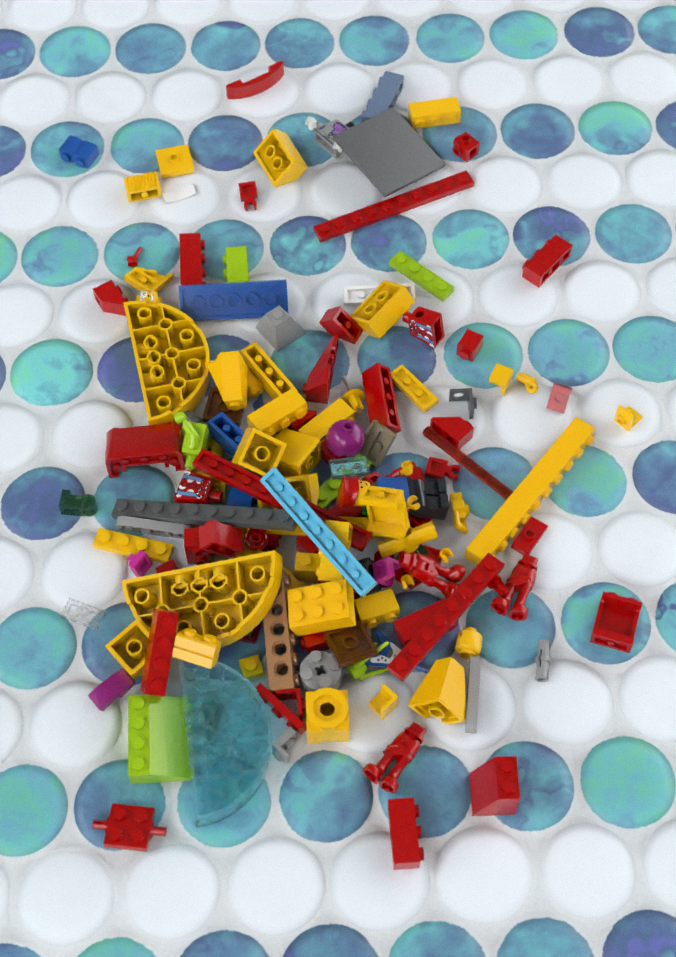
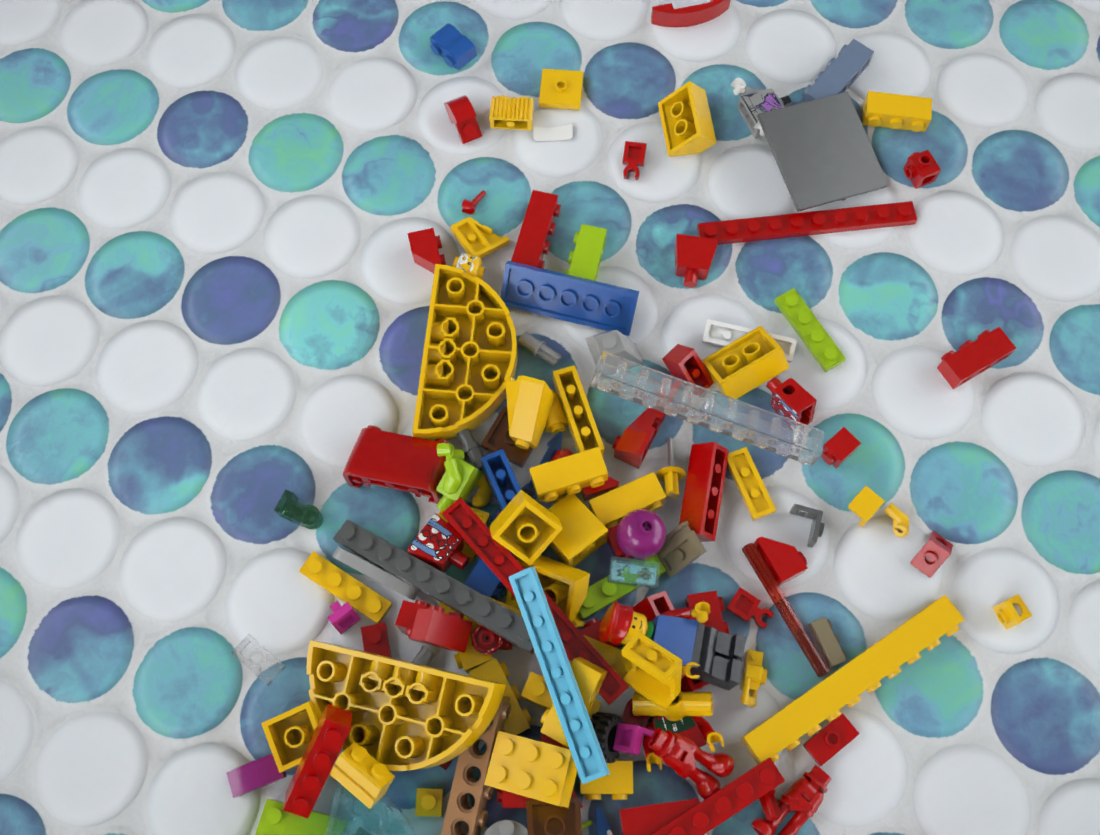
camera: 20 degrees right, 10 degrees up
(106, 197) = (463, 116): none -> red brick
(223, 342) = (539, 348): none -> light grey axle
(318, 249) = (693, 258): none -> red torso
(364, 342) = (707, 408): none -> clear brick
(504, 474) = (827, 642): none -> dark tan piece

